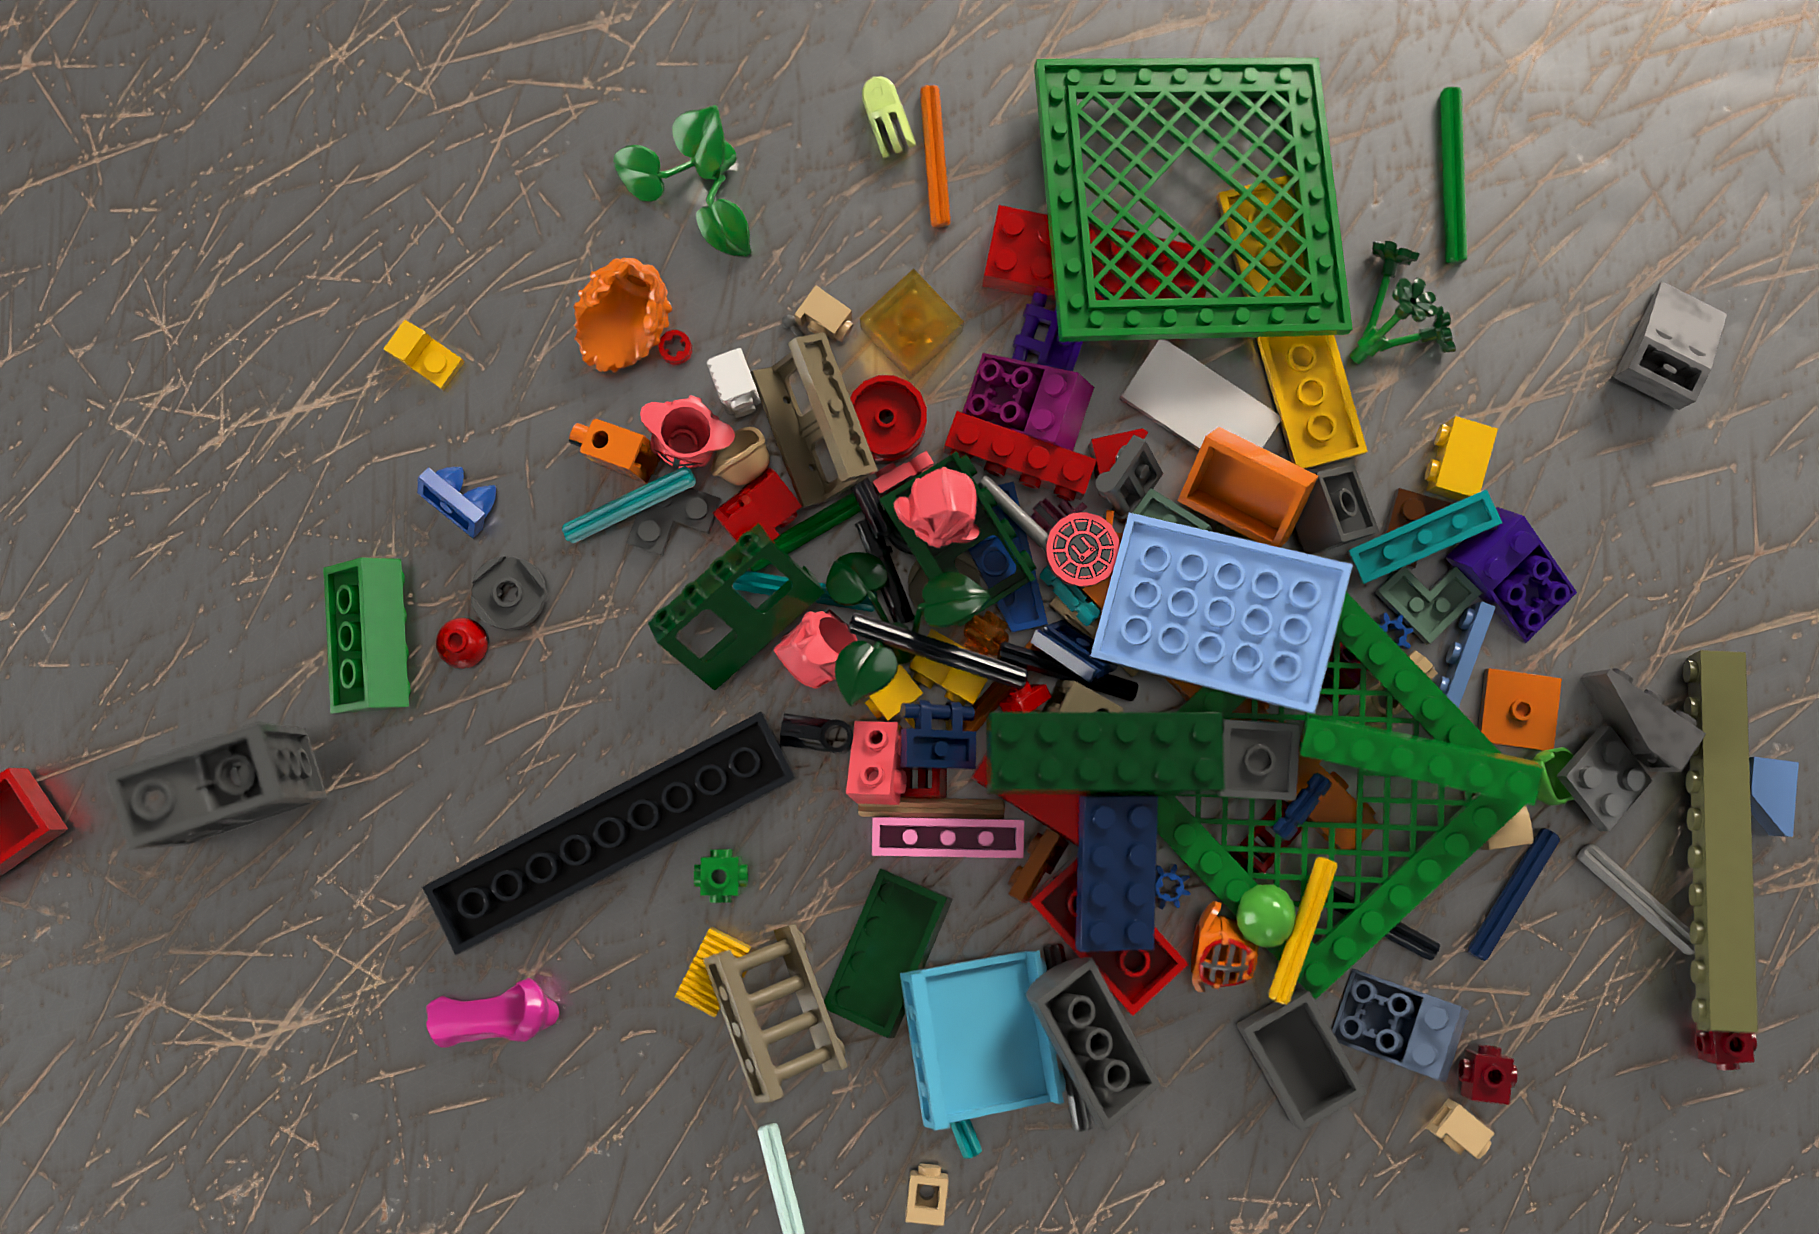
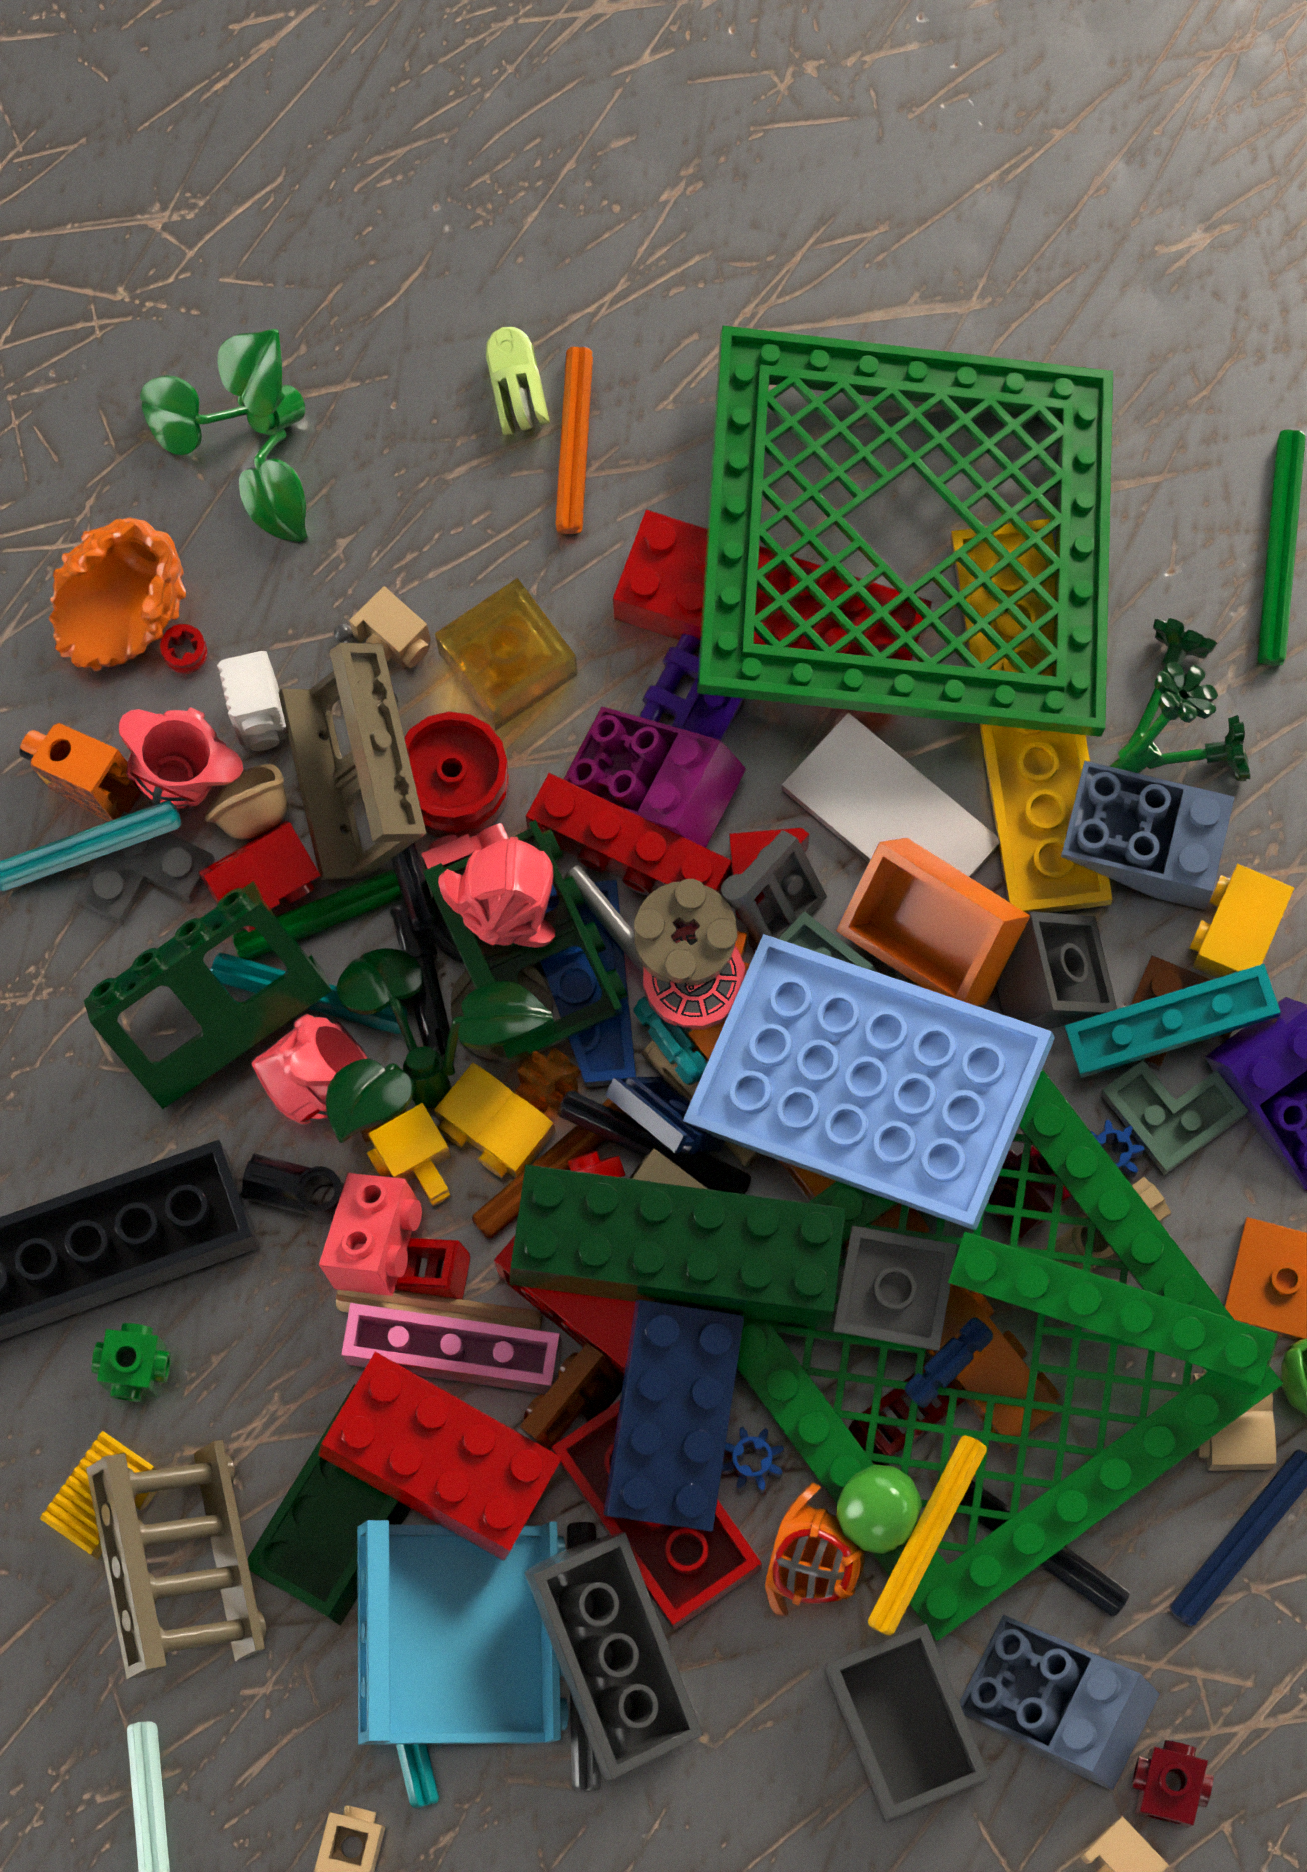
camera: 15 degrees right, 10 degrees down
(938, 651) = (475, 1089): black axle -> none
(938, 748) = (456, 1221): dark blue plate -> none
(953, 919) = (439, 1456): none -> red brick
(1095, 519) = (680, 962): none -> dark tan plate
(1390, 400) = (1148, 833): none -> sand blue slope
(1464, 653) = (1211, 1192): medium blue plate -> none

